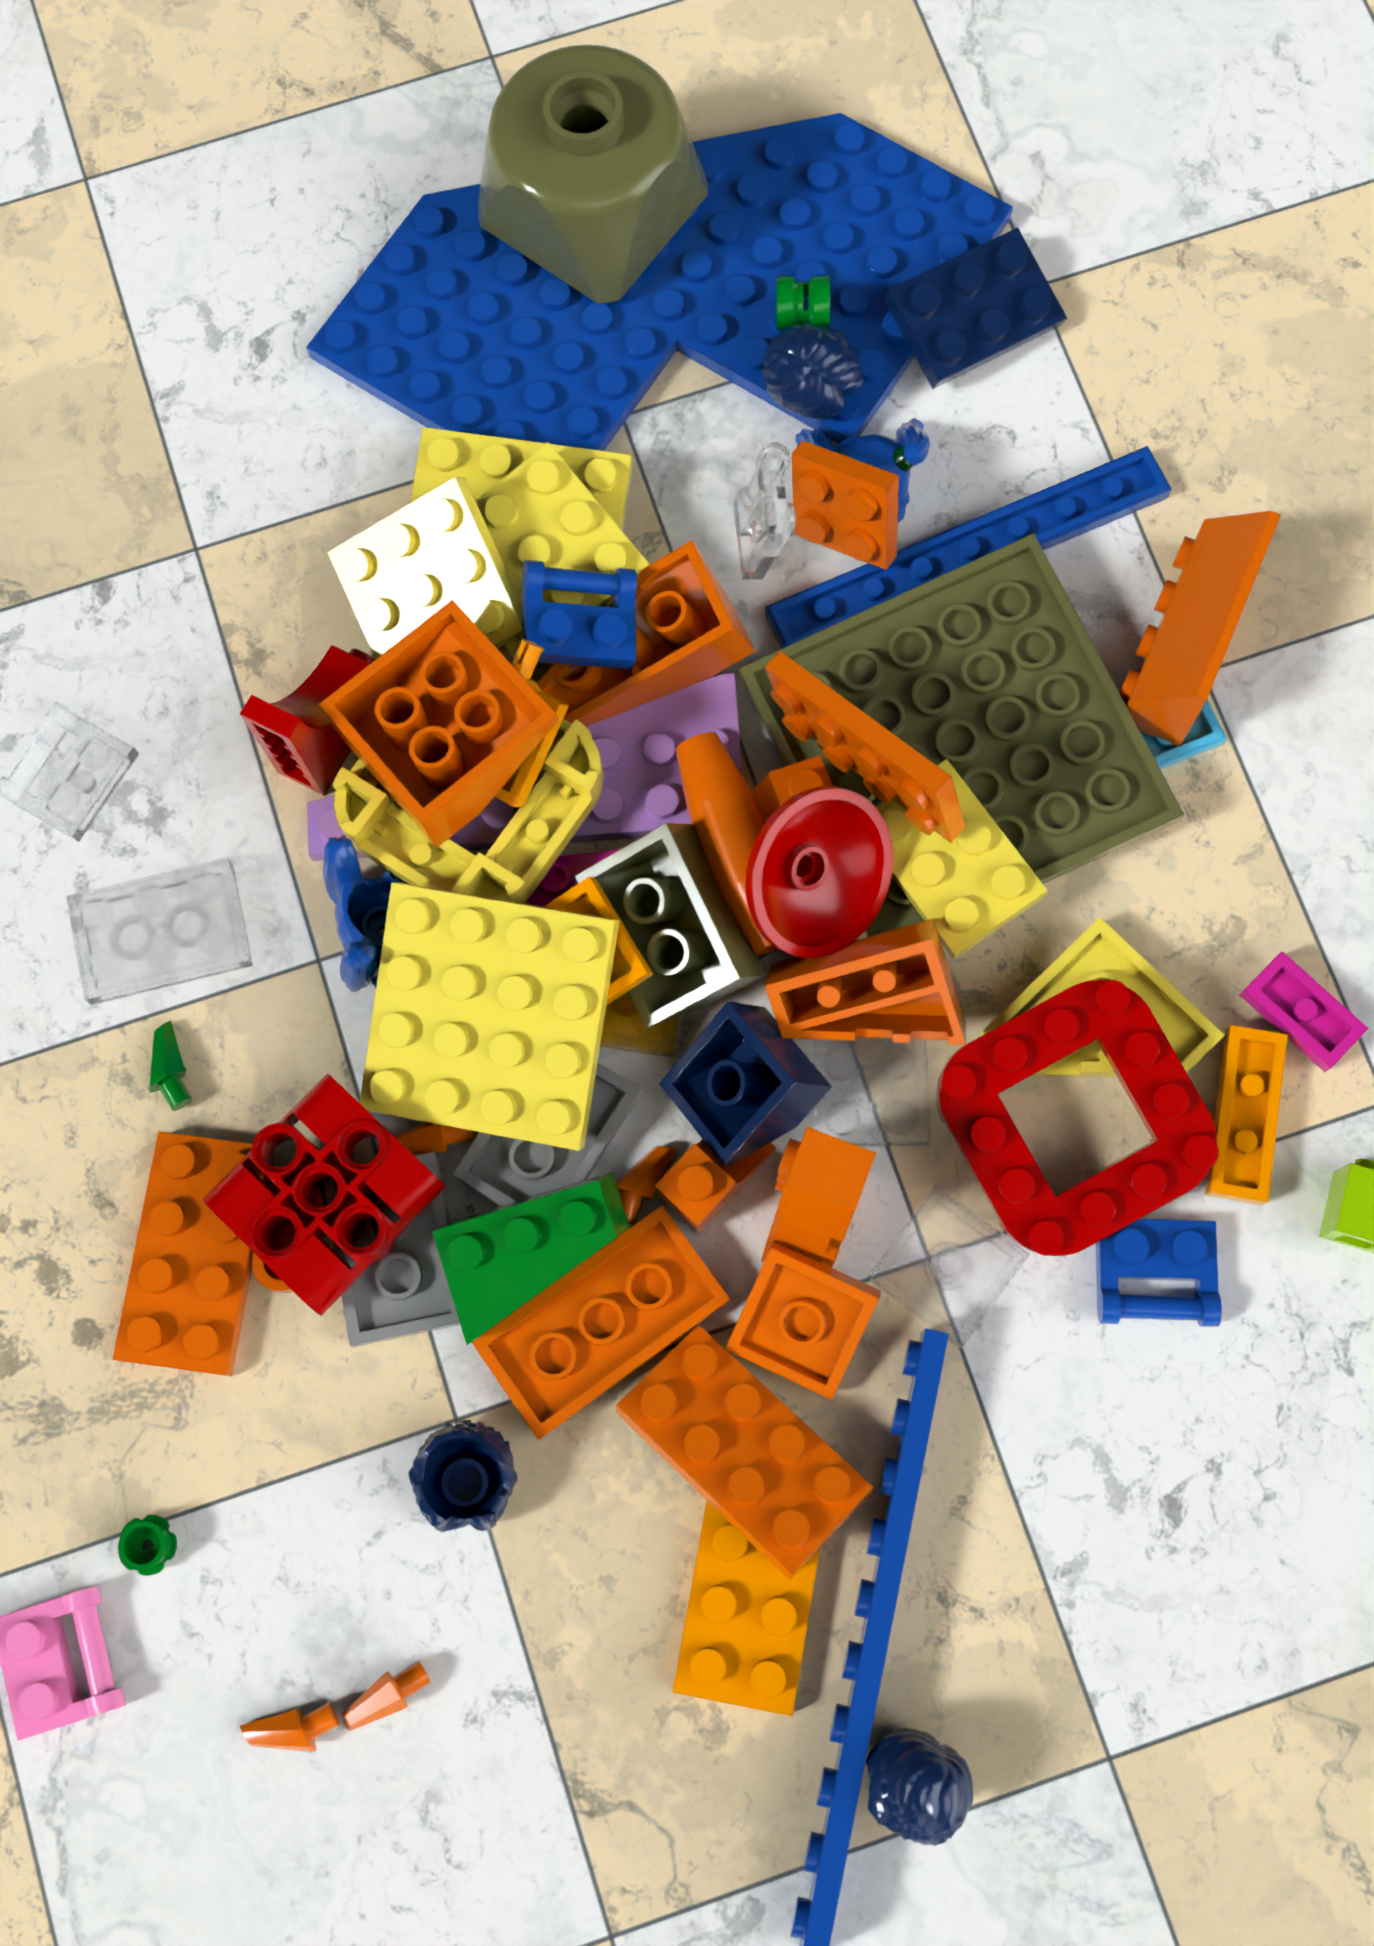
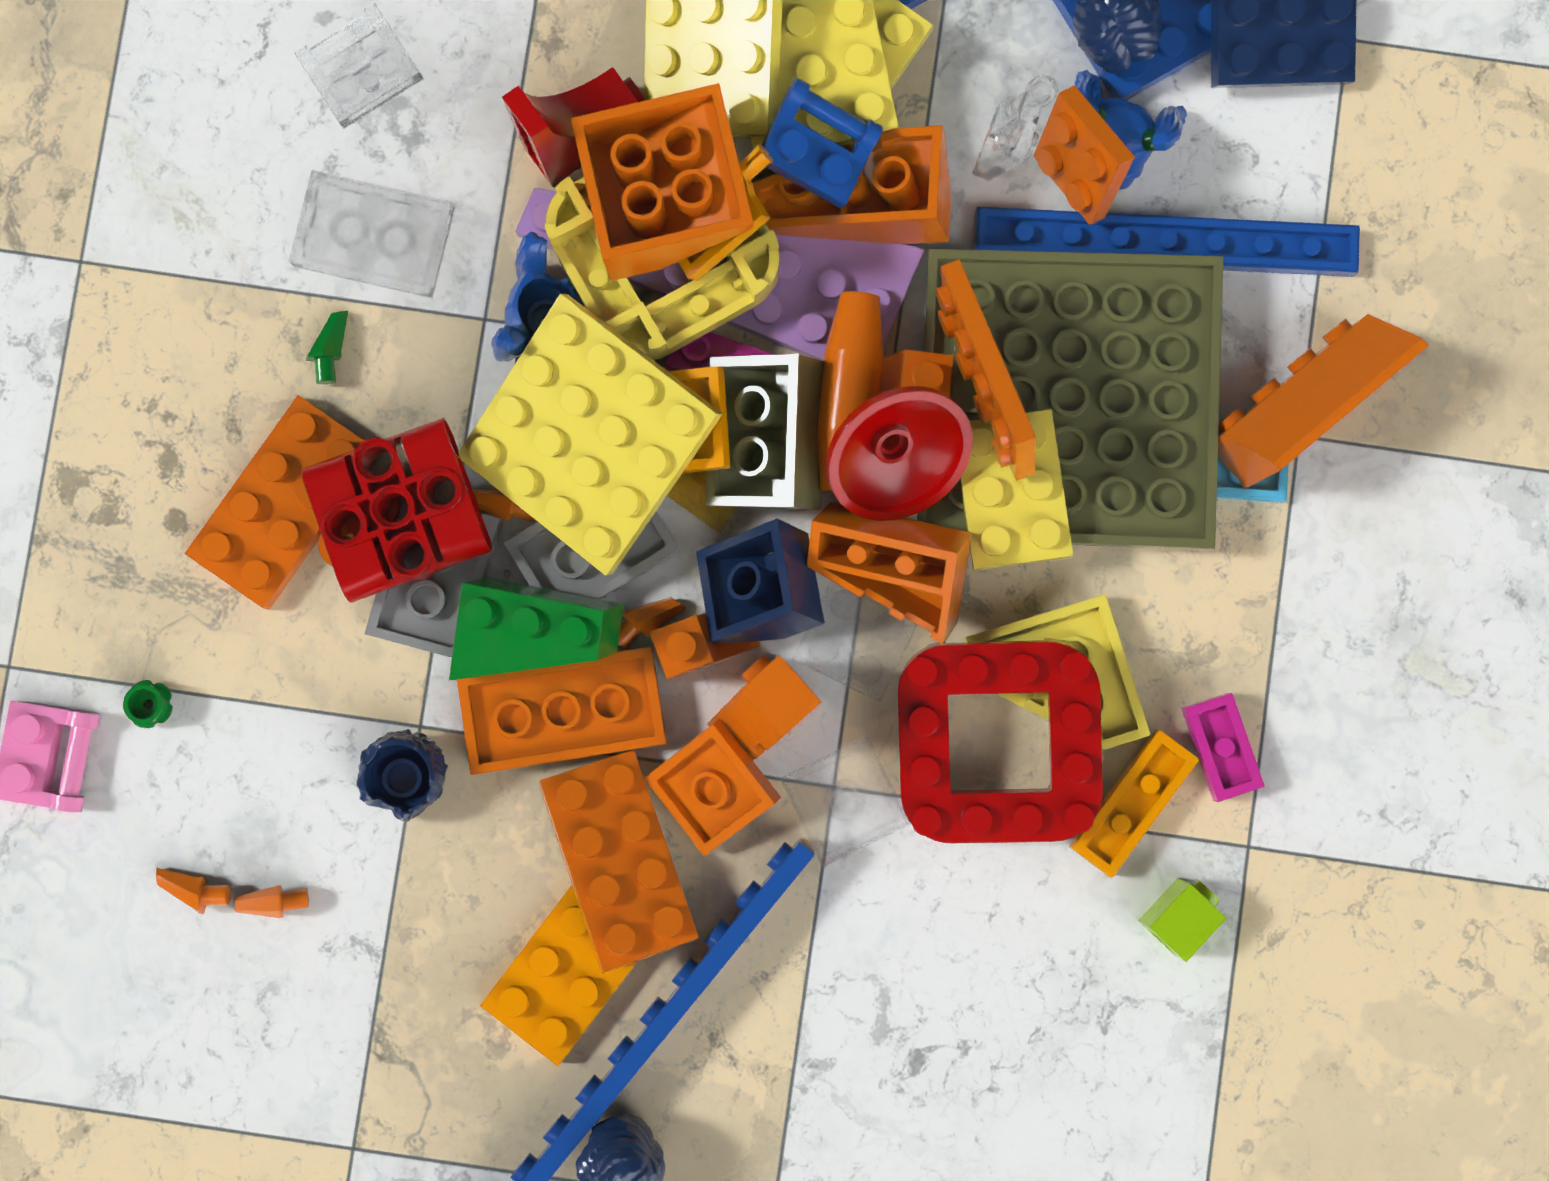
camera: 20 degrees right, 10 degrees up
(1159, 1252) = (1009, 871): blue plate -> none

